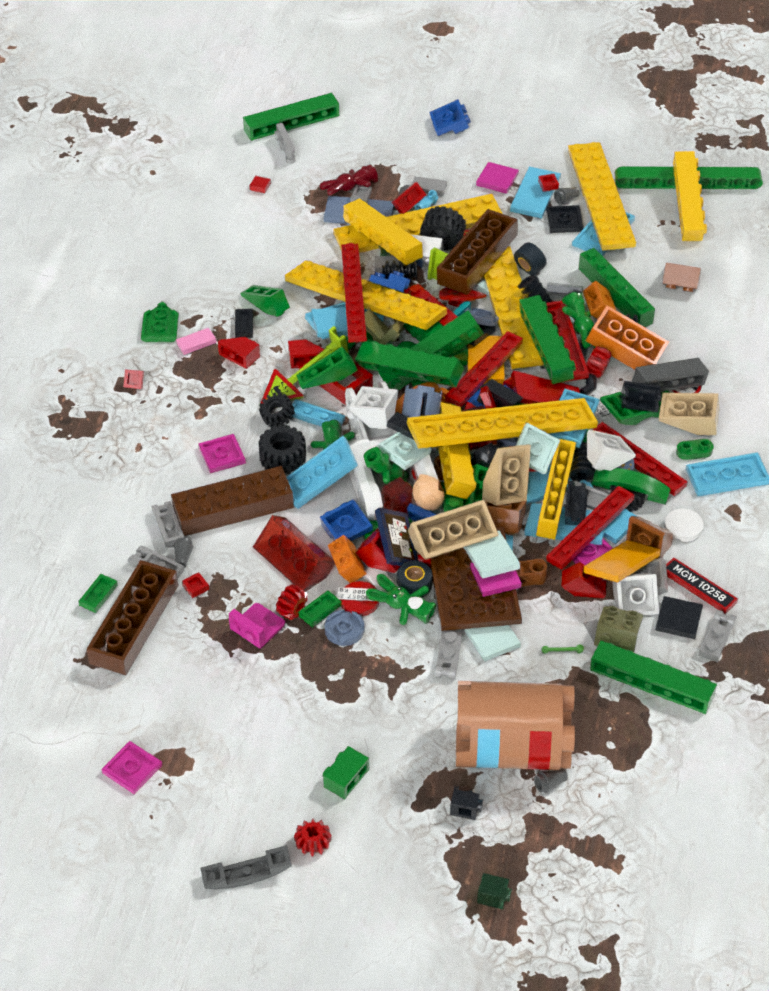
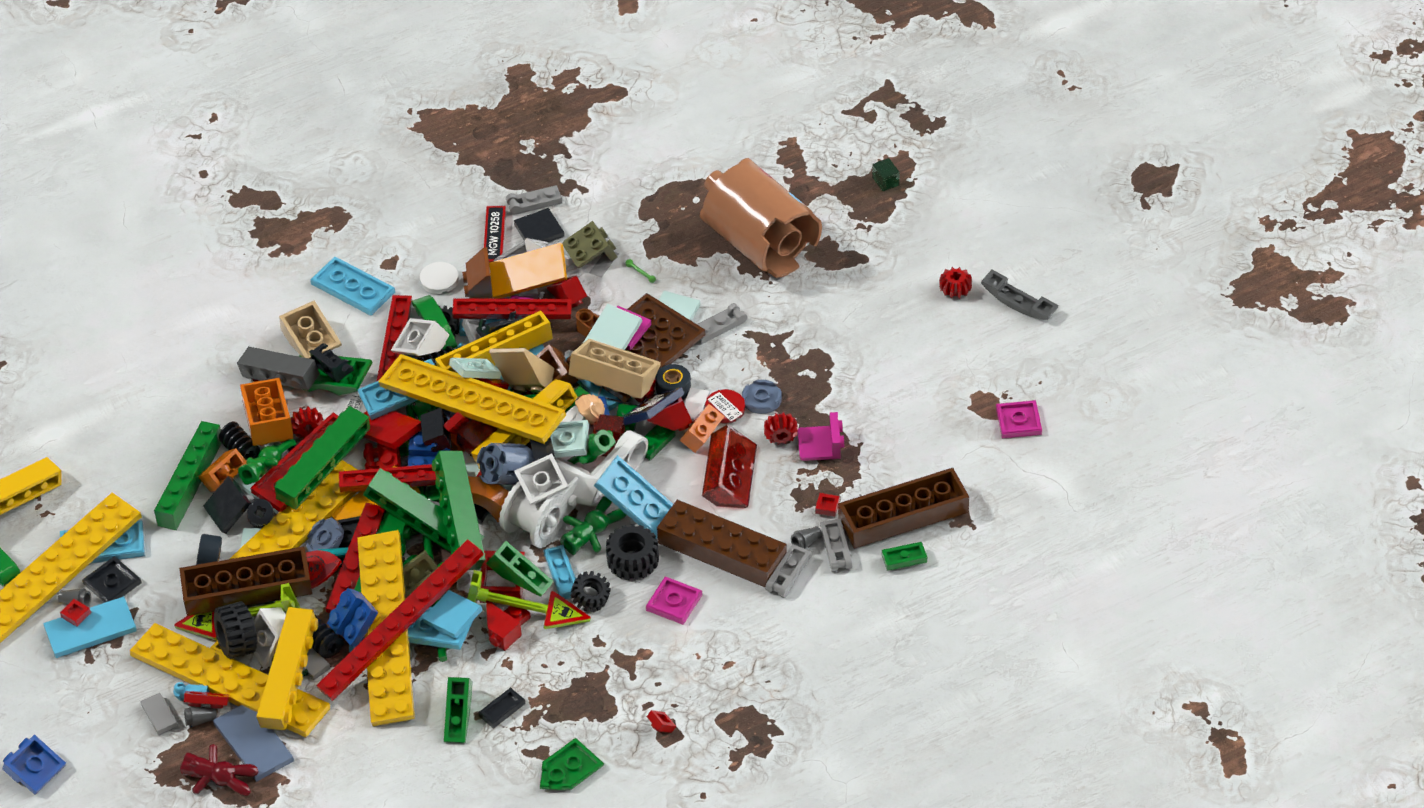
camera: 130 degrees left, 0 degrees up
(196, 341) = (562, 722): bright pink tile -> none
(239, 350) = (543, 673): red slope -> none
(320, 608) = (756, 416): green plate -> none
(345, 772) = (886, 301): green brick -> none
(346, 521) = (666, 455): blue plate -> none
(361, 192) = (234, 745): light grey tile -> none
(401, 599) = (702, 370): green animal -> none
(465, 804) = (837, 229): black brick -> none
(497, 177) = (93, 670): dark pink tile -> none
(653, 677) = (615, 205): green brick -> none
(681, 276) = (123, 444): slope -> none
(694, 449) = (344, 319): green plate -> none

